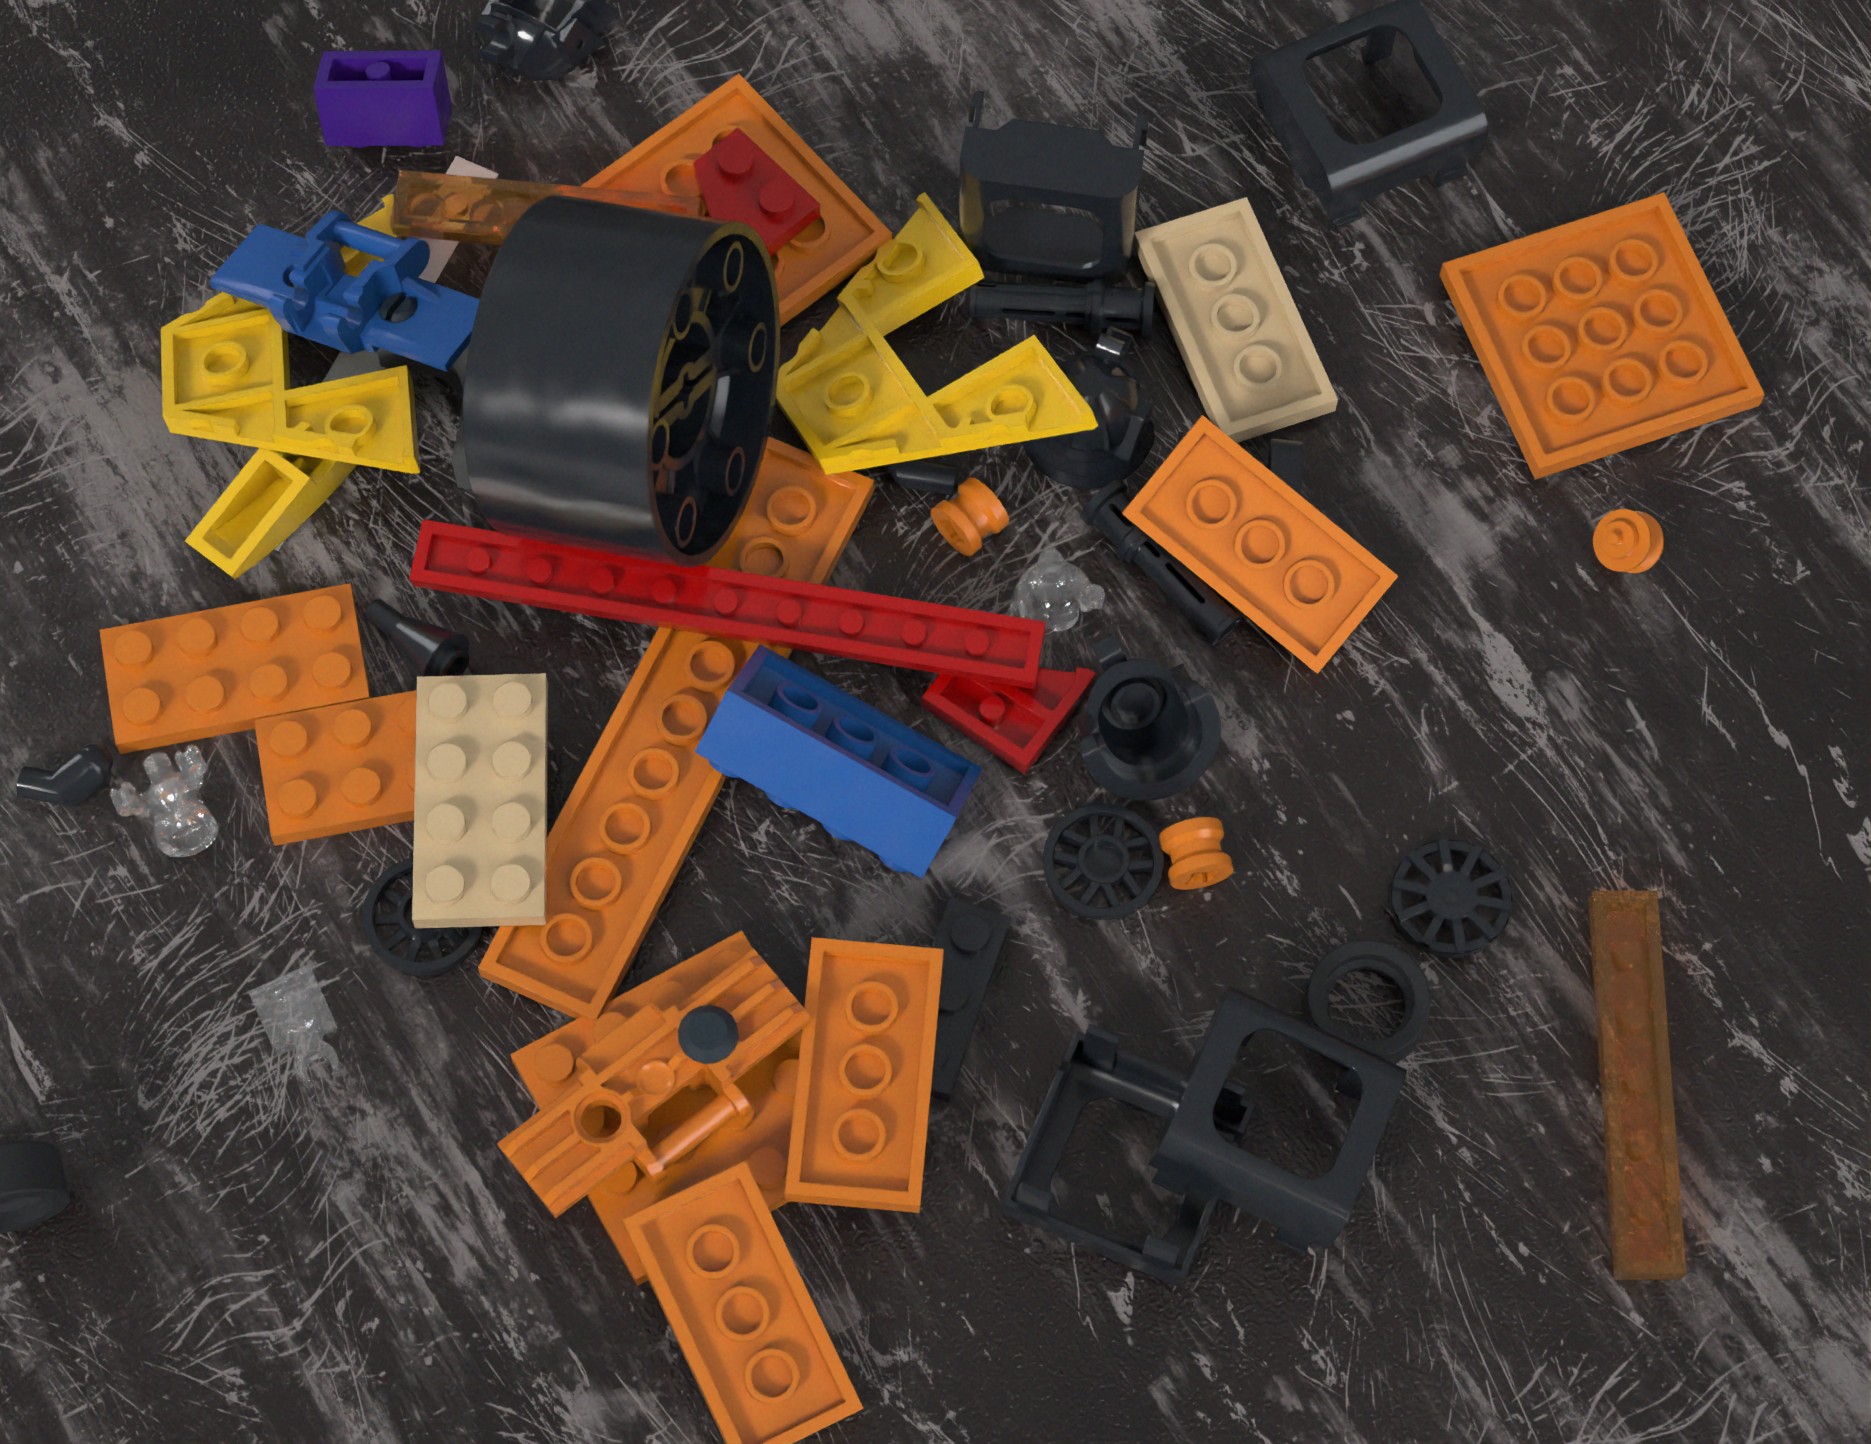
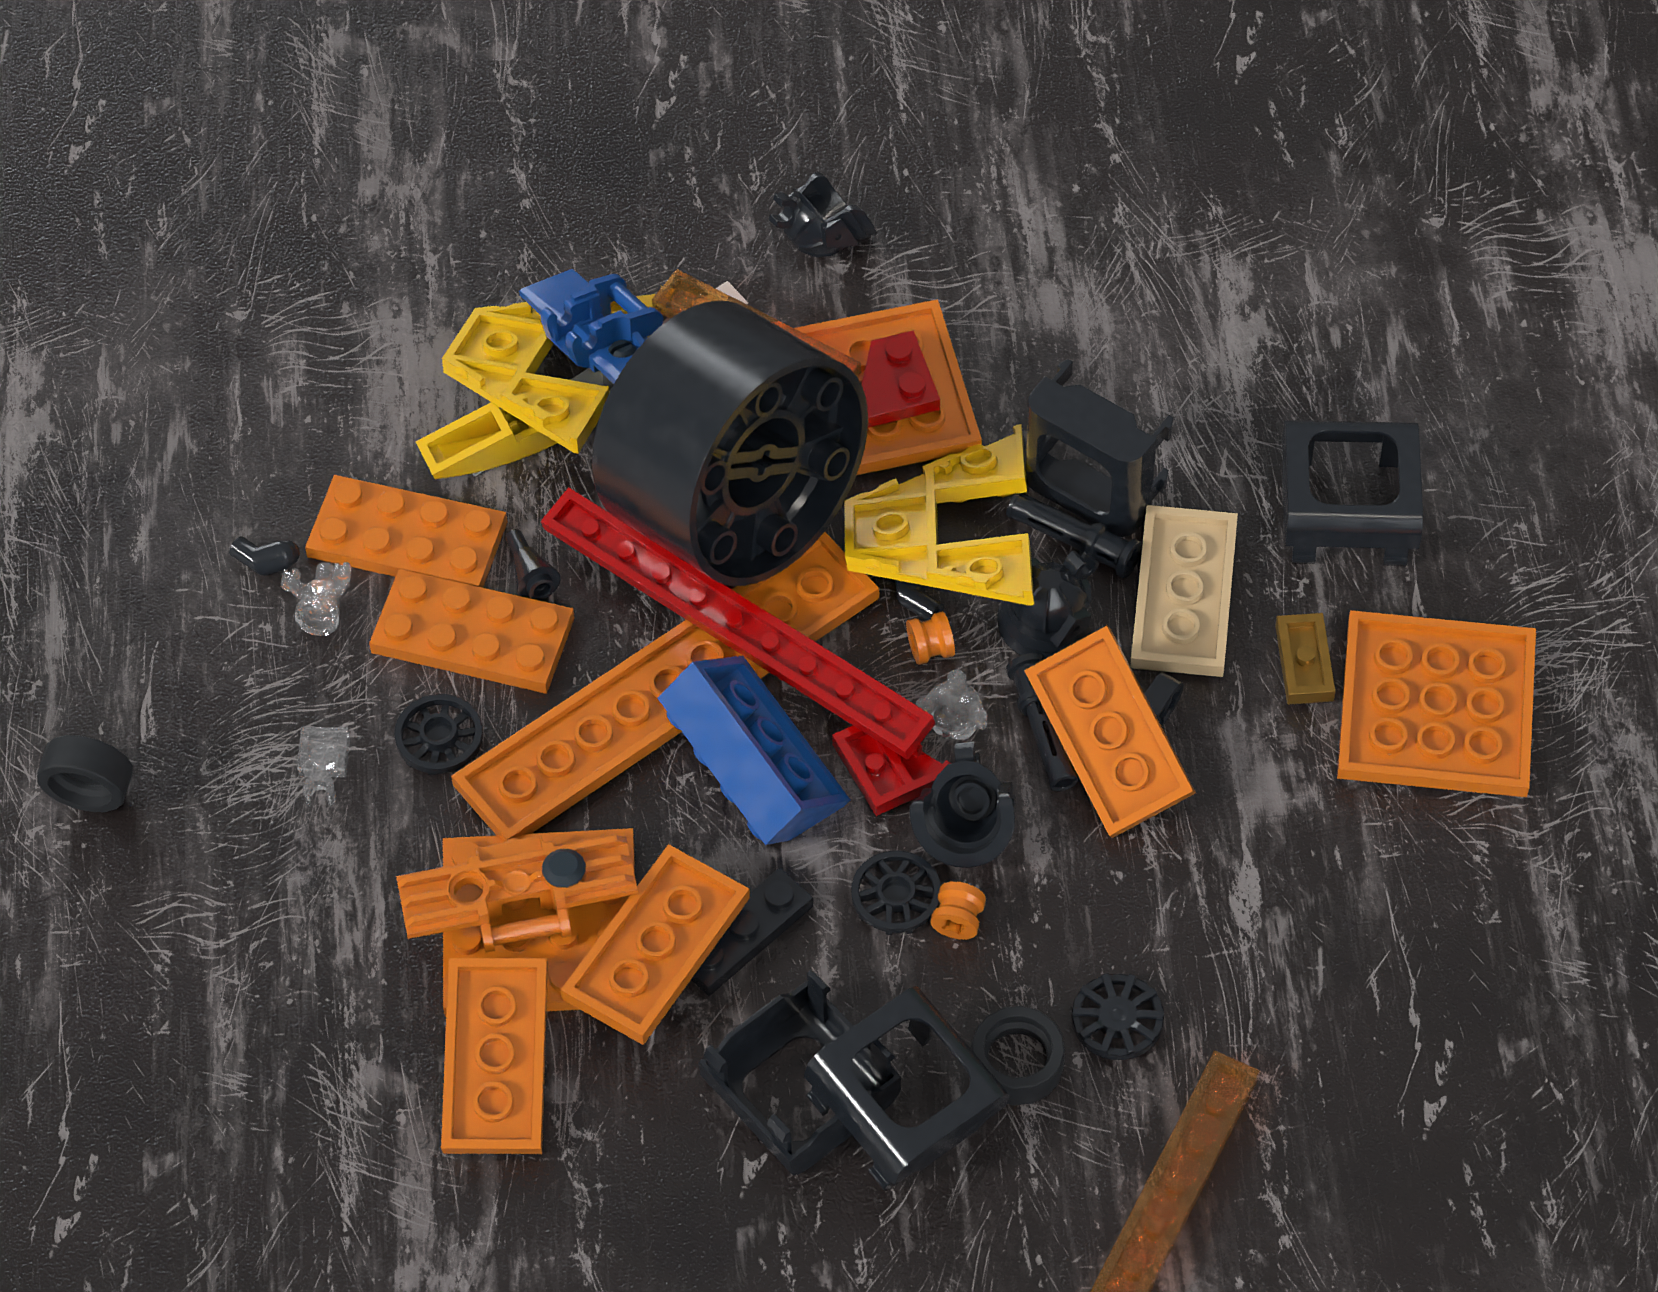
camera: 30 degrees right, 10 degrees down
(383, 98) = (694, 222): dark purple brick -> none
(480, 801) = (509, 674): tan plate -> none
(1420, 345) = (1305, 658): none -> pearl gold plate
(1628, 541) = (1375, 842): orange wheel -> none

